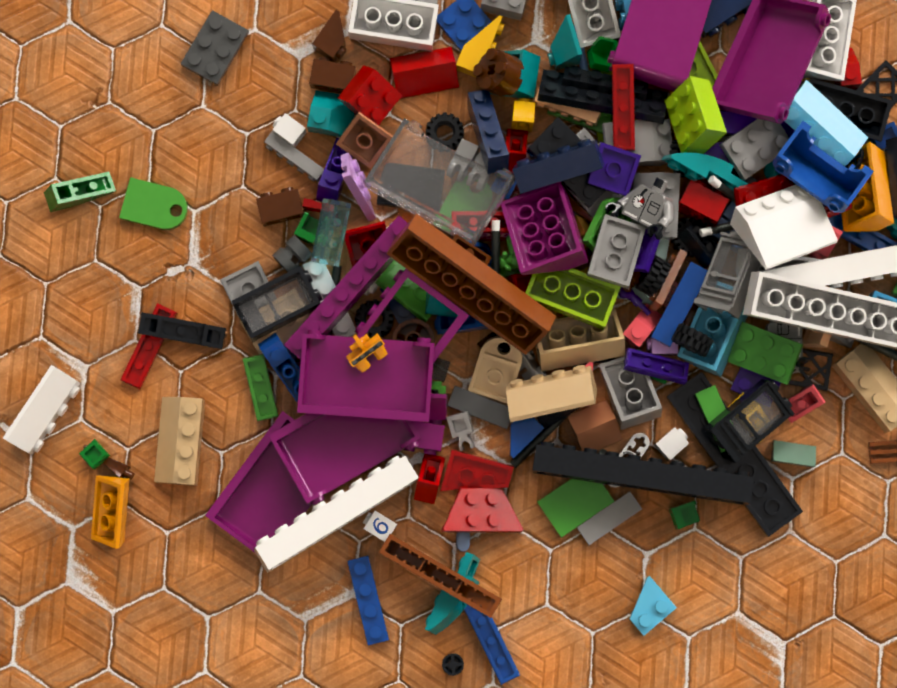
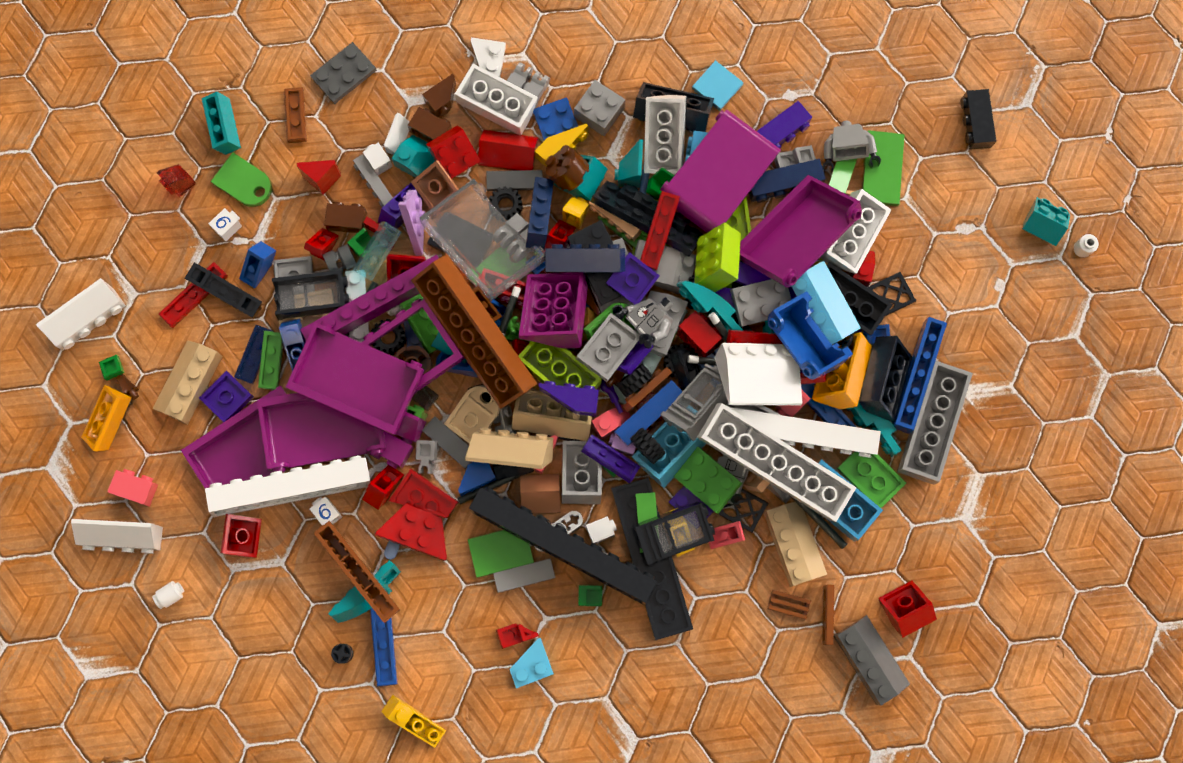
camera: 20 degrees right, 5 degrees down
(78, 191) = (184, 148): green slope -> none
(83, 229) = (176, 180): none -> clear red slope
(107, 150) = (221, 123): none -> teal brick
(154, 258) = (225, 224): none -> white brick
(168, 572) = (133, 488): none -> coral brick
(173, 626) = (117, 535): none -> white slope
(181, 112) = (295, 115): none -> dark orange tile
(205, 289) = (257, 263): none -> blue slope
(228, 443) = (226, 397): none -> dark purple plate
(235, 170) = (320, 174): none -> red slope
(238, 388) = (251, 359): none -> clear blue tile
(250, 668) = (168, 594): none -> white brick
(265, 243) = (321, 243): none -> red slope
(300, 96) = (397, 134): none -> white slope
(302, 581) = (240, 536): none -> red slope
(363, 348) = (355, 359): light orange hips -> none
(368, 600) = (292, 572): blue plate -> none
(445, 101) = (516, 179): none -> dark grey tile
(605, 319) = (578, 400): none -> dark purple slope
(621, 582) = (514, 634): none -> red slope
(793, 454) = (703, 576): sand green slope -> none

